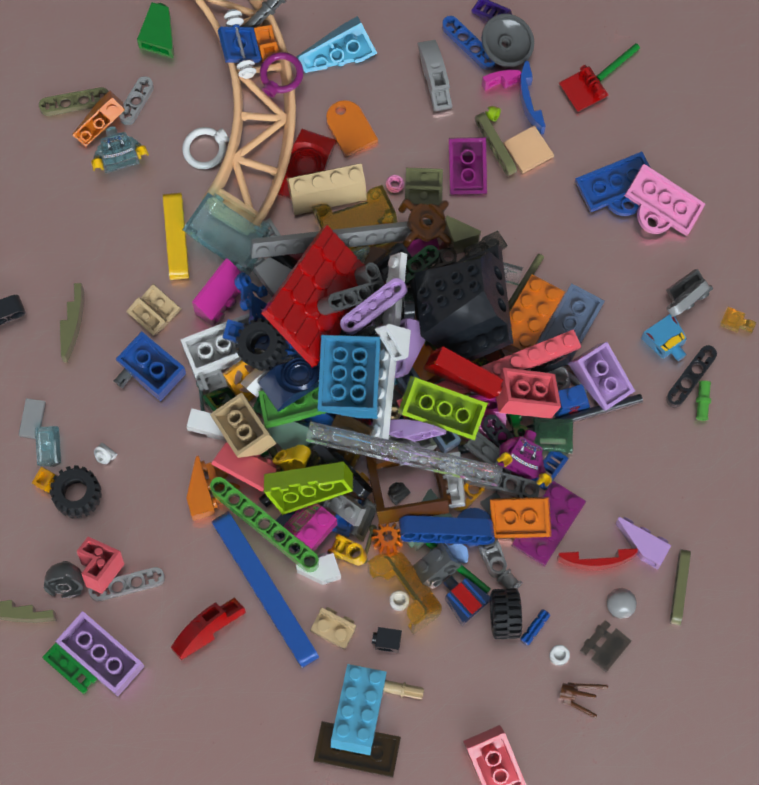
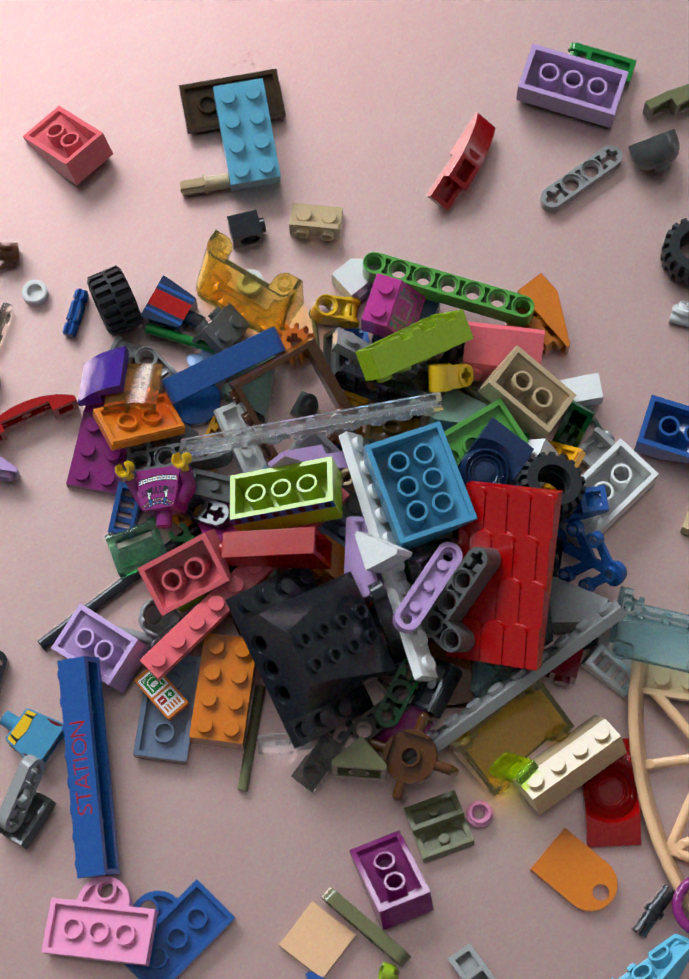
camera: 160 degrees right, 0 degrees up
(101, 564) = (616, 176): coral brick -> none
(217, 294) = (641, 555): dark pink slope -> none
(265, 589) = (411, 227): blue beam -> none
(312, 88) = (653, 911): none -> black pin
(363, 193) = (513, 768): none -> clear neon green tile
(516, 541) = (140, 389): none -> clear orange slope
(533, 562) = (103, 376): none -> dark purple slope
(570, 321) = (161, 694): none -> tile
(572, 400) = (126, 599): blue torso -> none
(637, 299) = (88, 767): none -> blue brick

